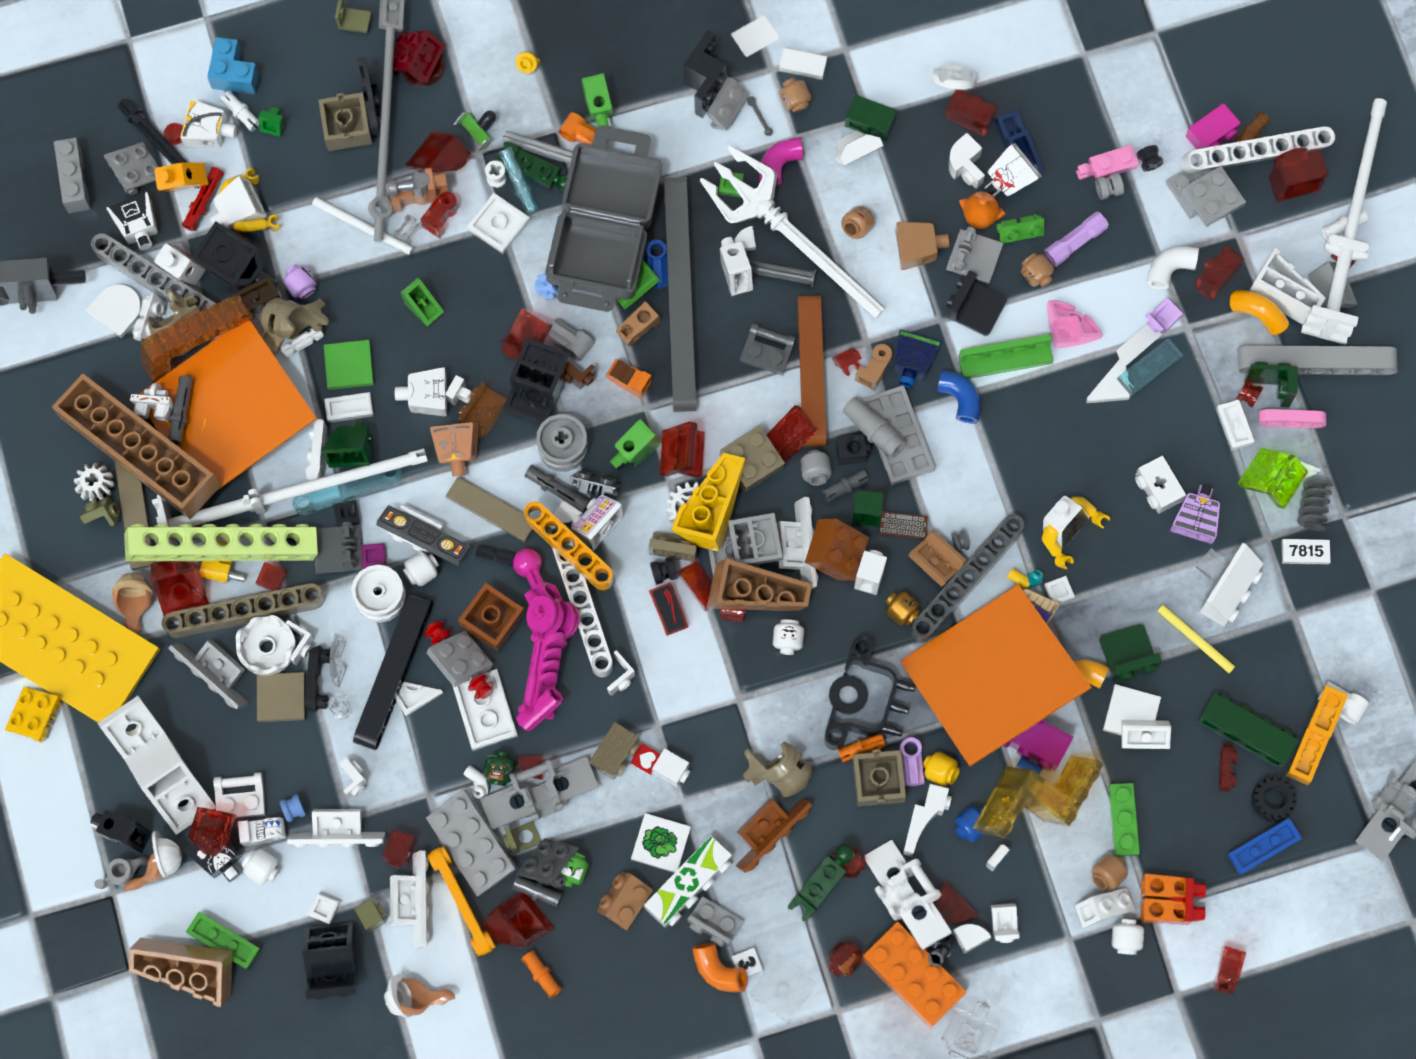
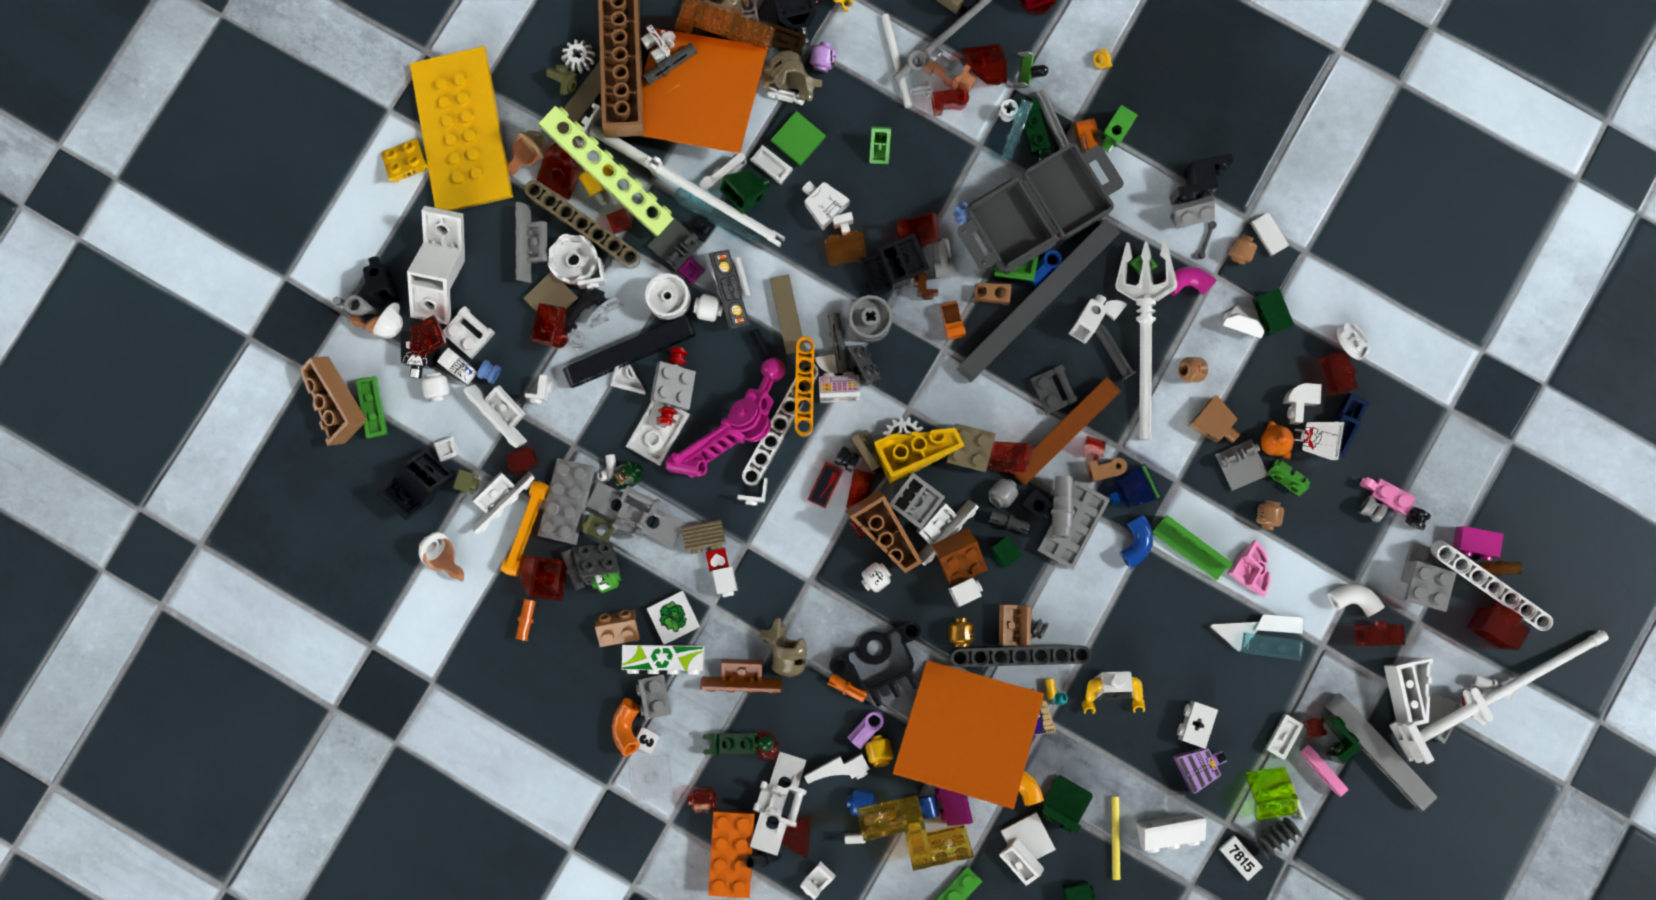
camera: 45 degrees right, 10 degrees up
(306, 716) = (549, 326): none -> clear red slope
(456, 445) = (806, 254): nougat torso -> none
(491, 617) = (717, 381): dark orange brick -> none
(498, 223) = (978, 142): white tile -> none
(528, 762) = (649, 490): clear red tile -> none
(641, 439) = (918, 368): bright green torso -> none
(682, 450) = (935, 399): clear red bracket -> none
(755, 36) = (1259, 186): white sticker -> none
(878, 778) = (836, 718): dark tan brick -> none
(903, 525) = (1017, 583): tile -> none
(970, 936) = (788, 866): white brick -> none
(975, 305) = (1208, 496): black bracket -> none
(1059, 590) = (1066, 721): white tile -> none
(1063, 248) = (1327, 522): lavender axle -> none
(1164, 316) = (1315, 625): lavender bracket -> none
(1261, 308) = (1380, 683): light orange cylinder -> none

